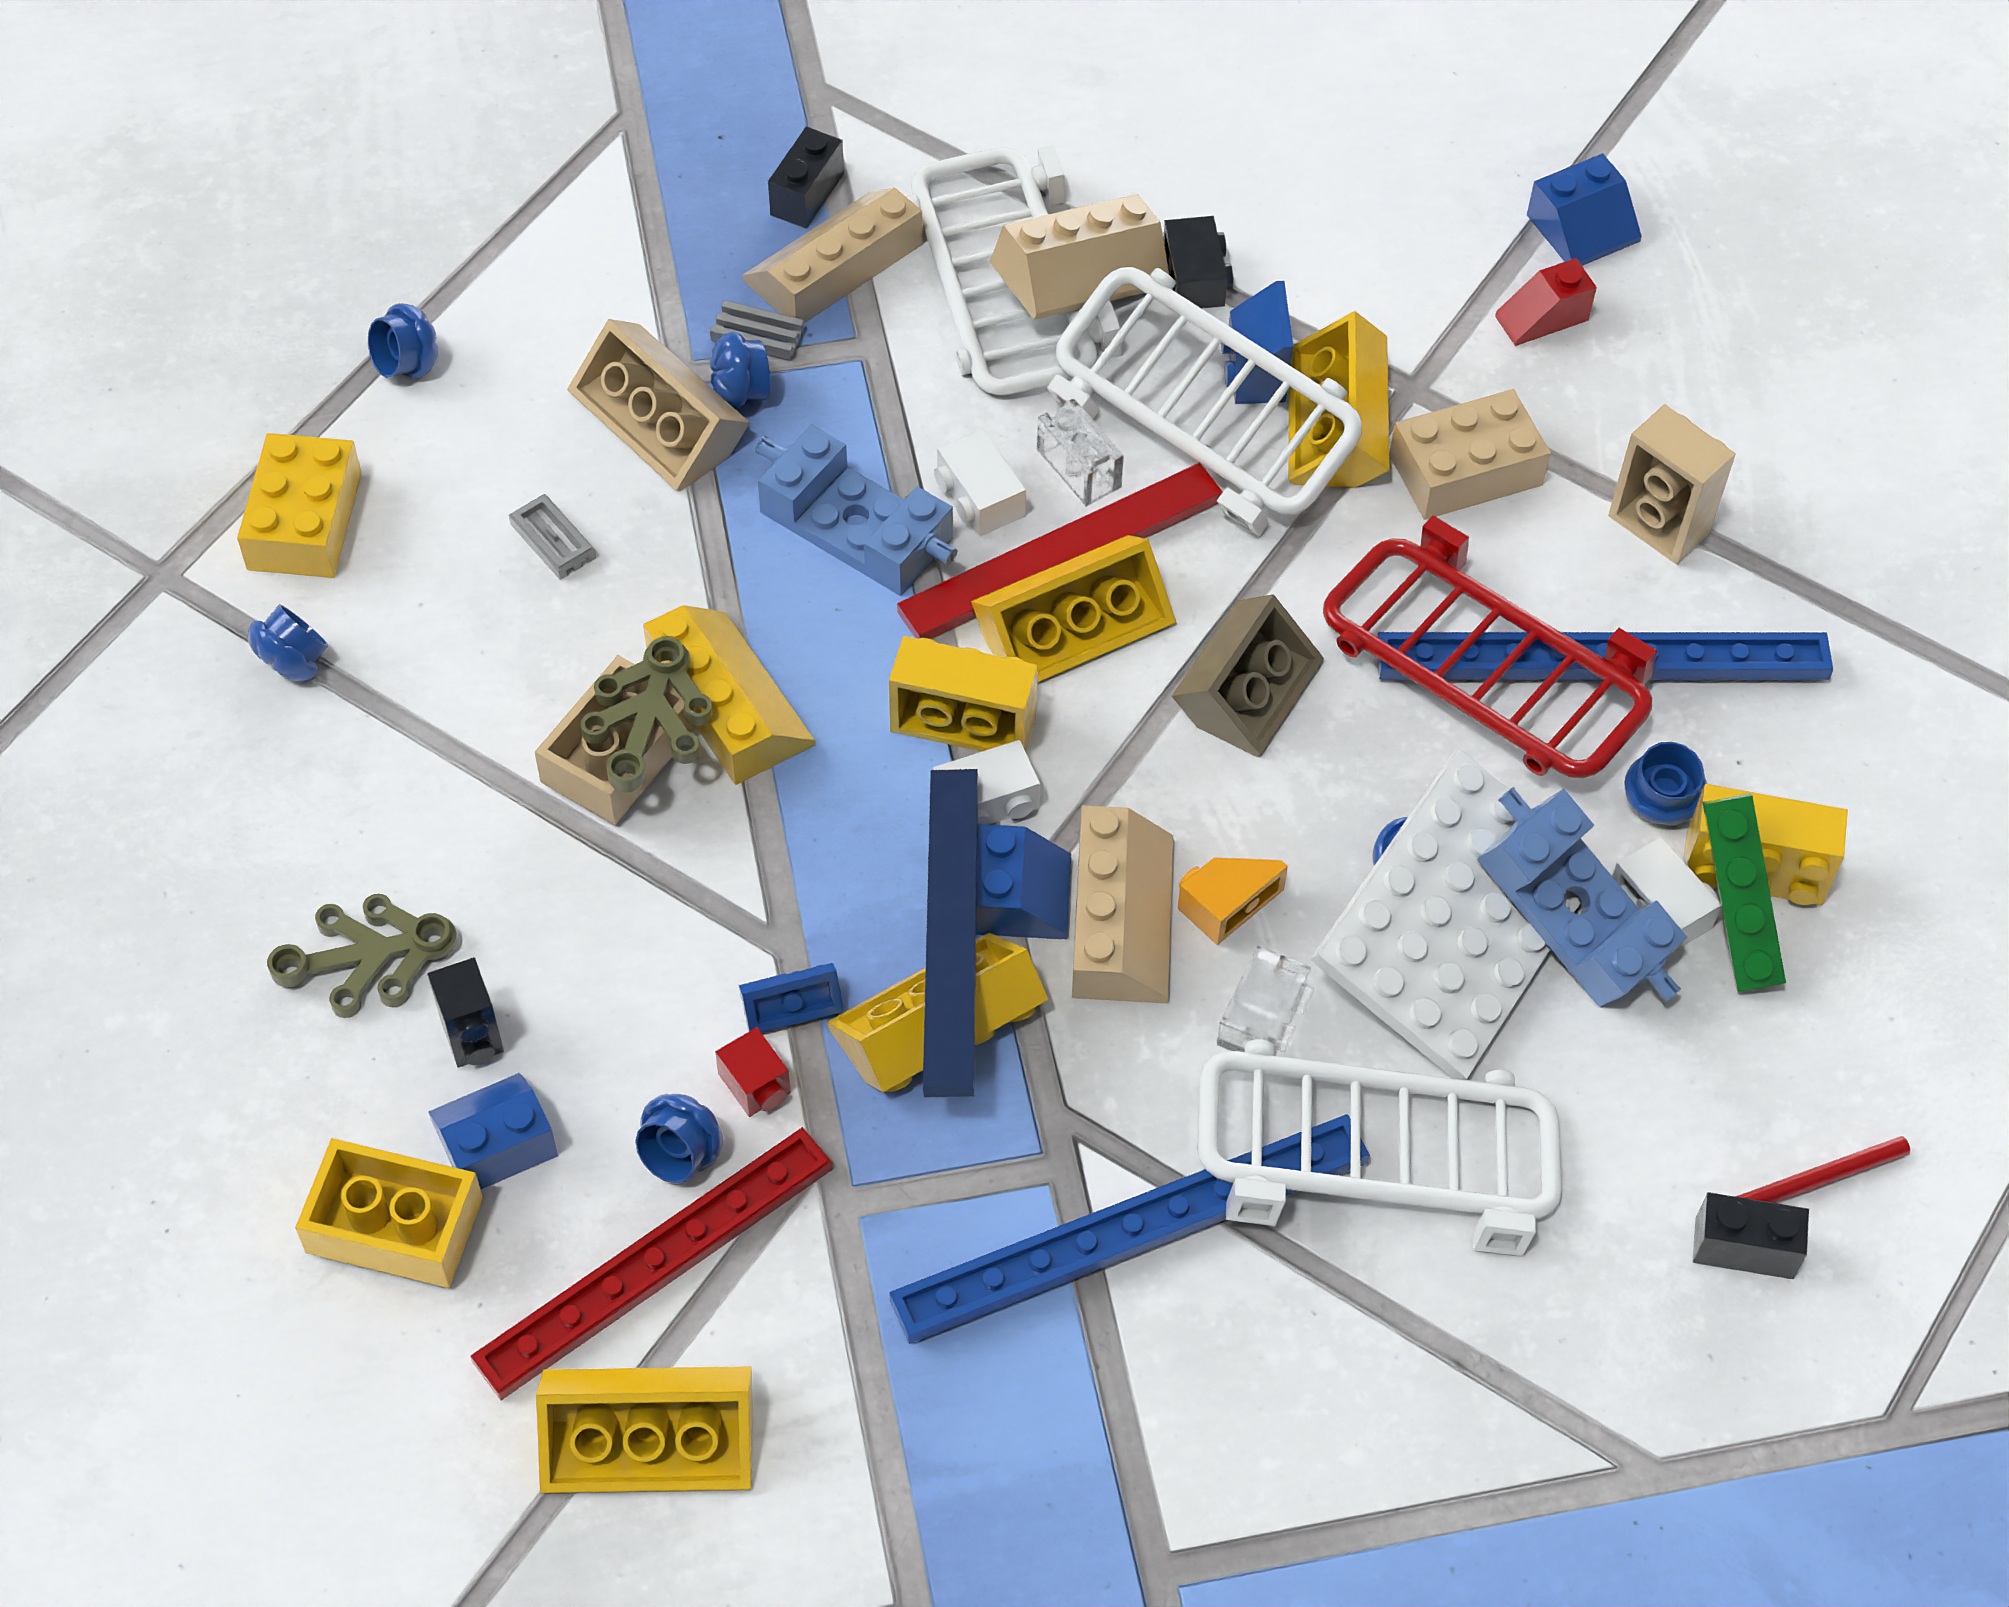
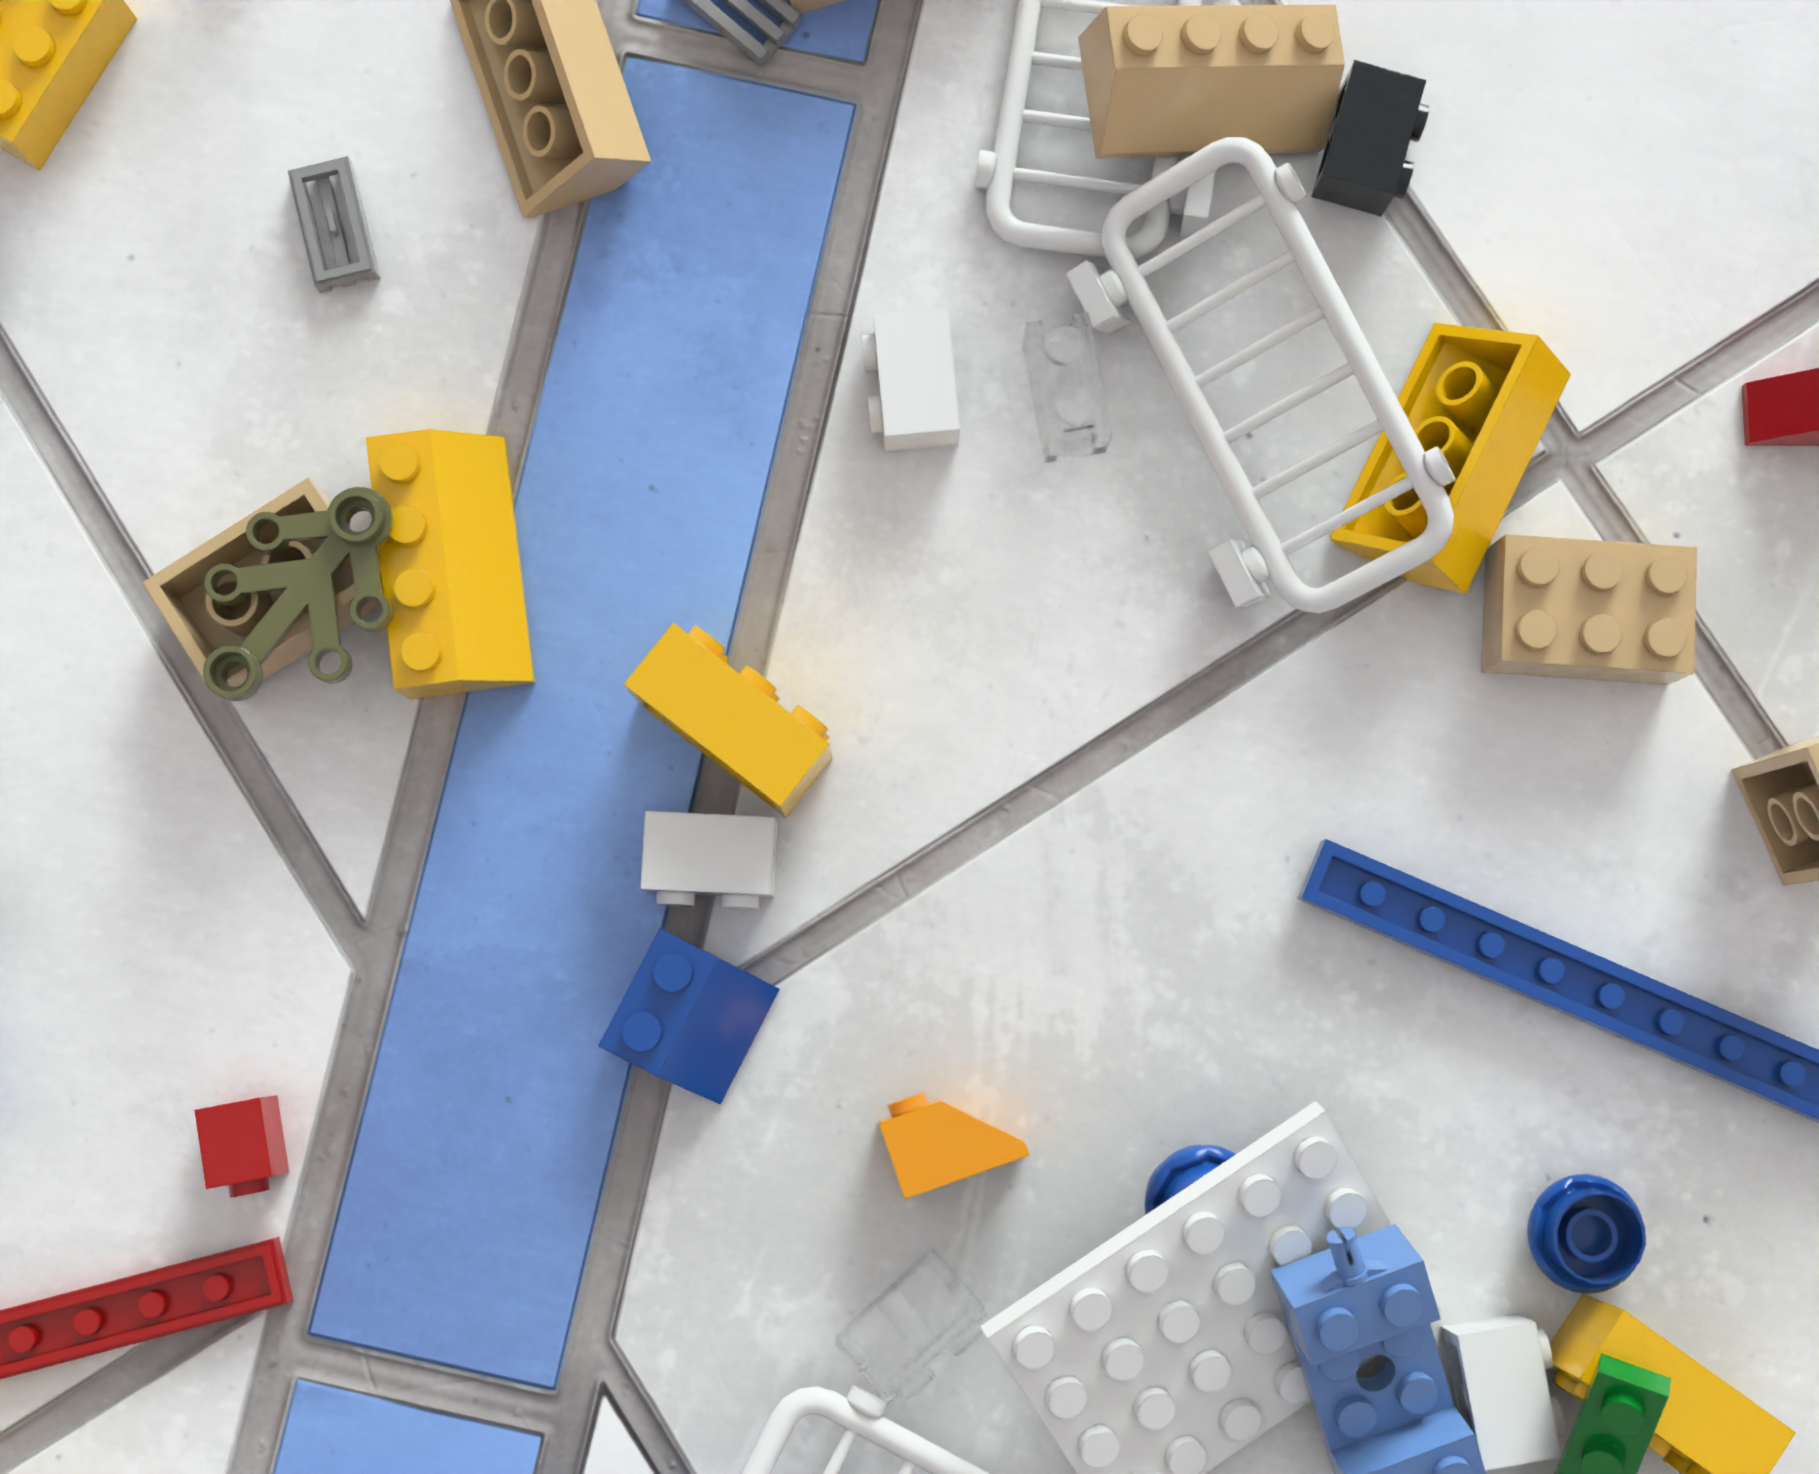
camera: 20 degrees right, 25 degrees up
(677, 1137) = (109, 1200): blue piece -> none
(740, 369) = (669, 71): blue piece -> none
(791, 998) = (320, 1057): blue plate -> none
(815, 493) = (692, 303): medium blue brick -> none
(887, 1030) = (502, 1152): yellow slope -> none
(951, 935) = (542, 1091): dark blue tile -> none
(1078, 608) = (946, 632): yellow slope -> none
(1122, 907) = (801, 1106): tan slope -> none
(1134, 515) = (975, 526): red tile -> none
(1249, 674) = (1126, 828): dark tan slope -> none
(1266, 323) = (1396, 309): blue slope -> none
(1443, 554) = (1628, 1034): red bar -> none

